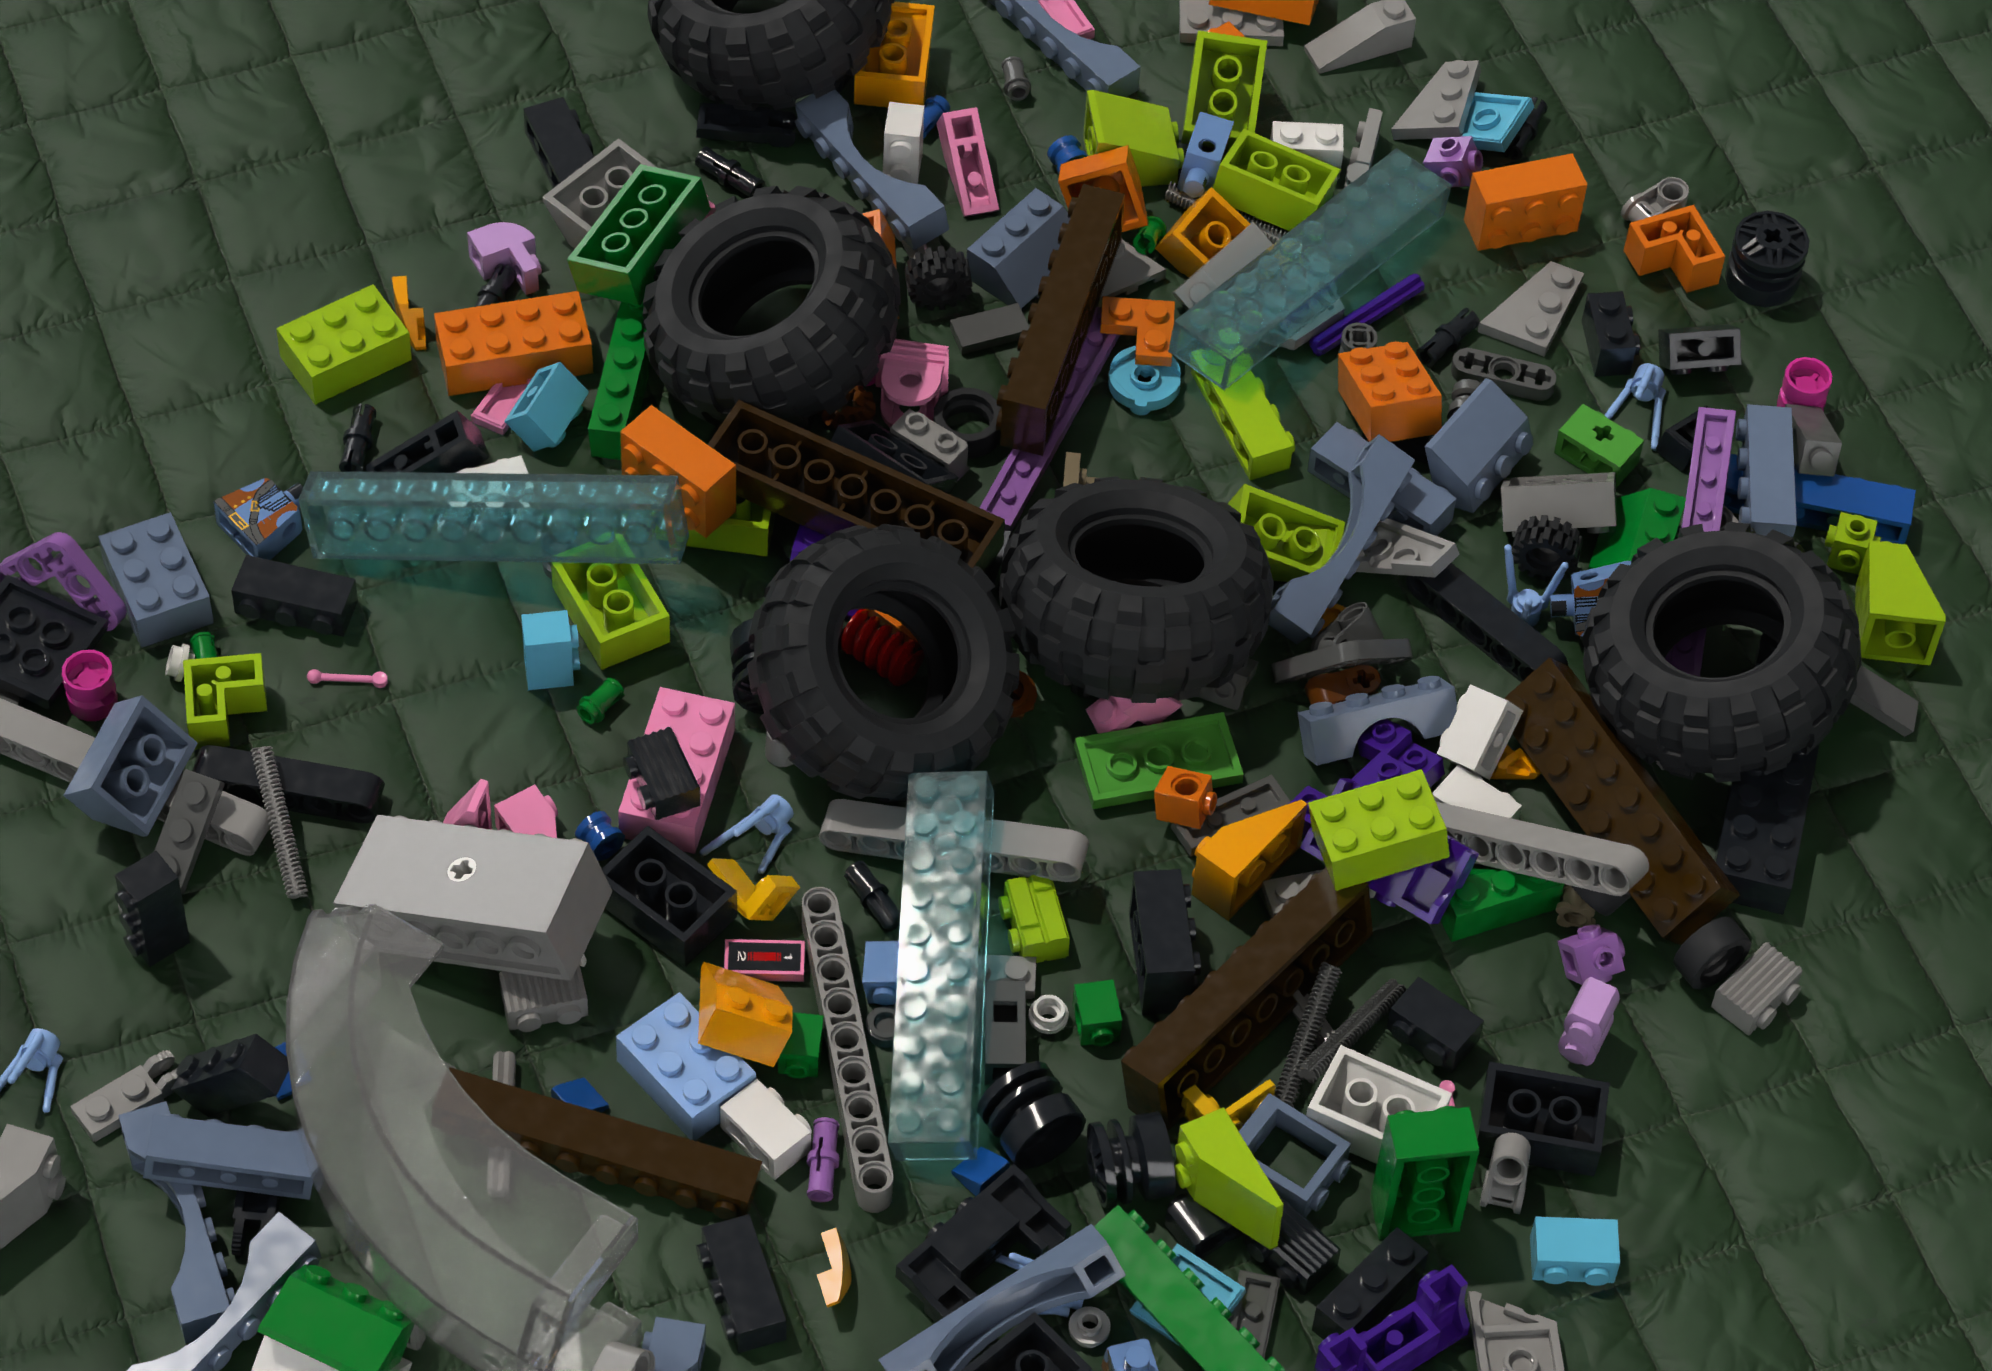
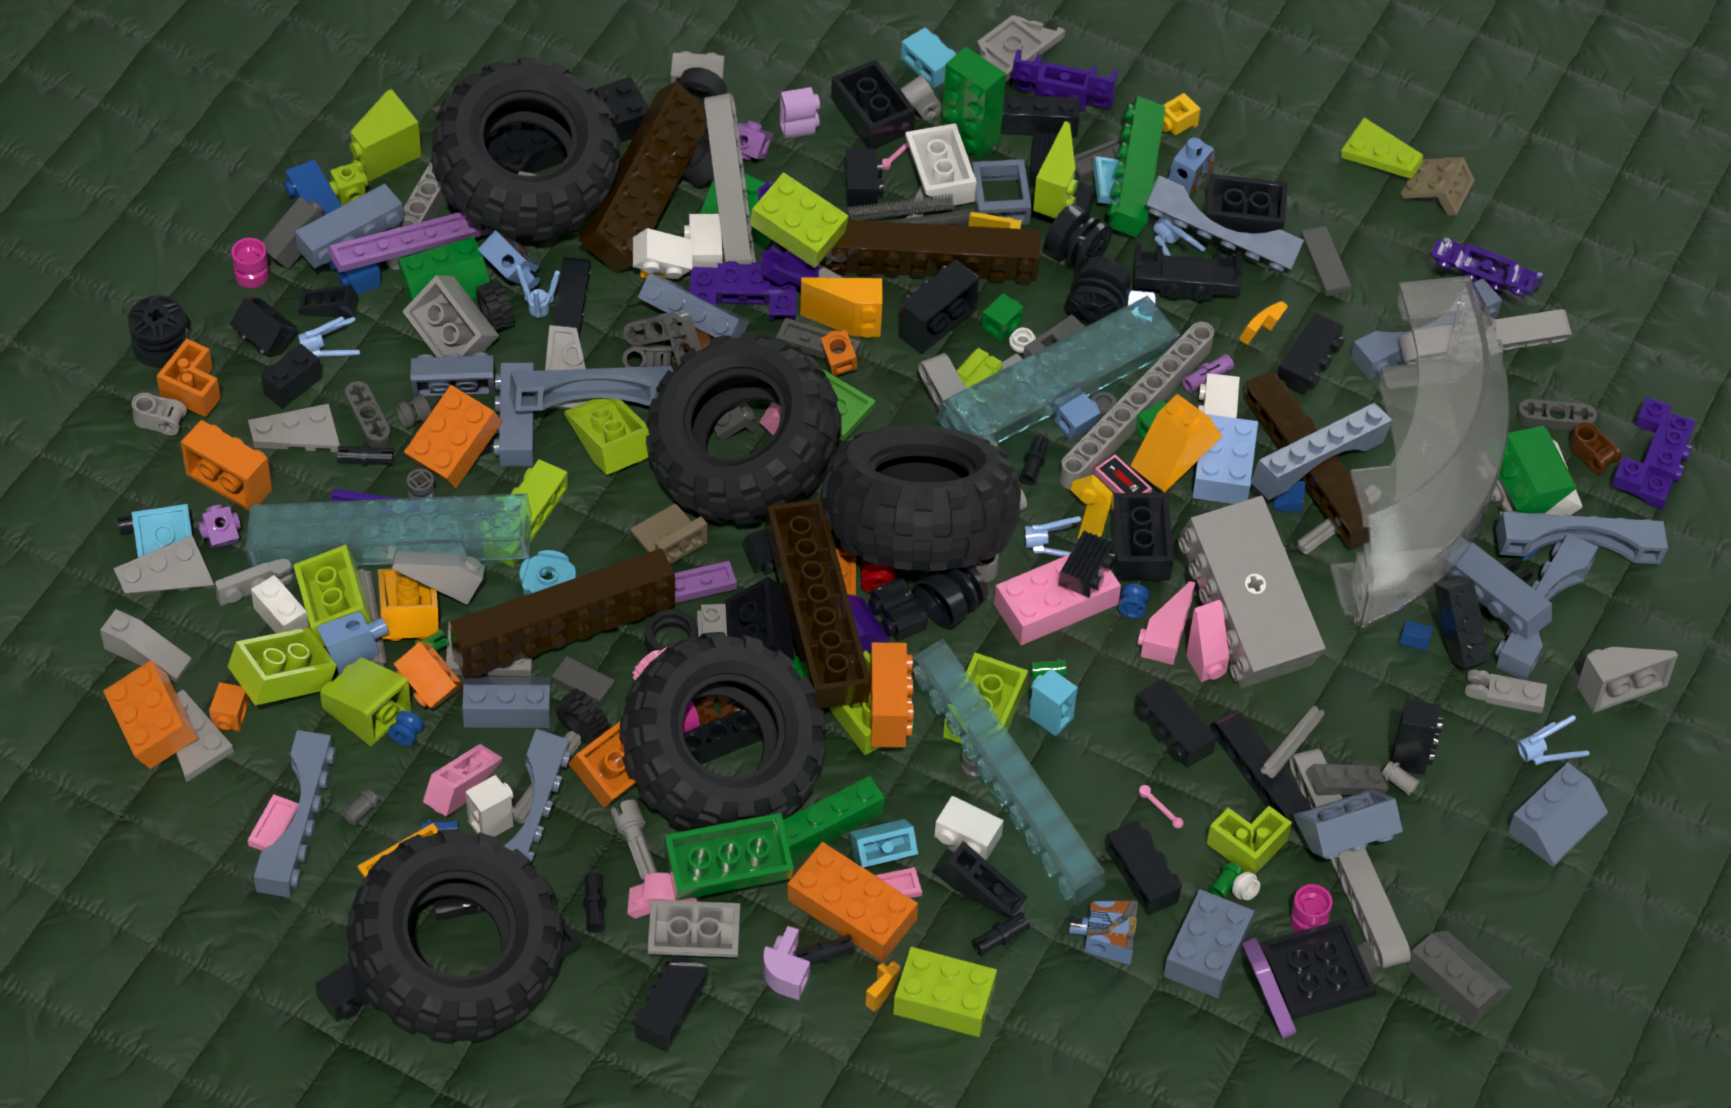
camera: 130 degrees left, 0 degrees up
(420, 752) = (1174, 723): none -> black brick
(591, 1104) = (1288, 465): none -> sand blue arch
(1147, 320) = (514, 582): orange plate -> none
(1598, 444) = (384, 334): bright green brick -> none

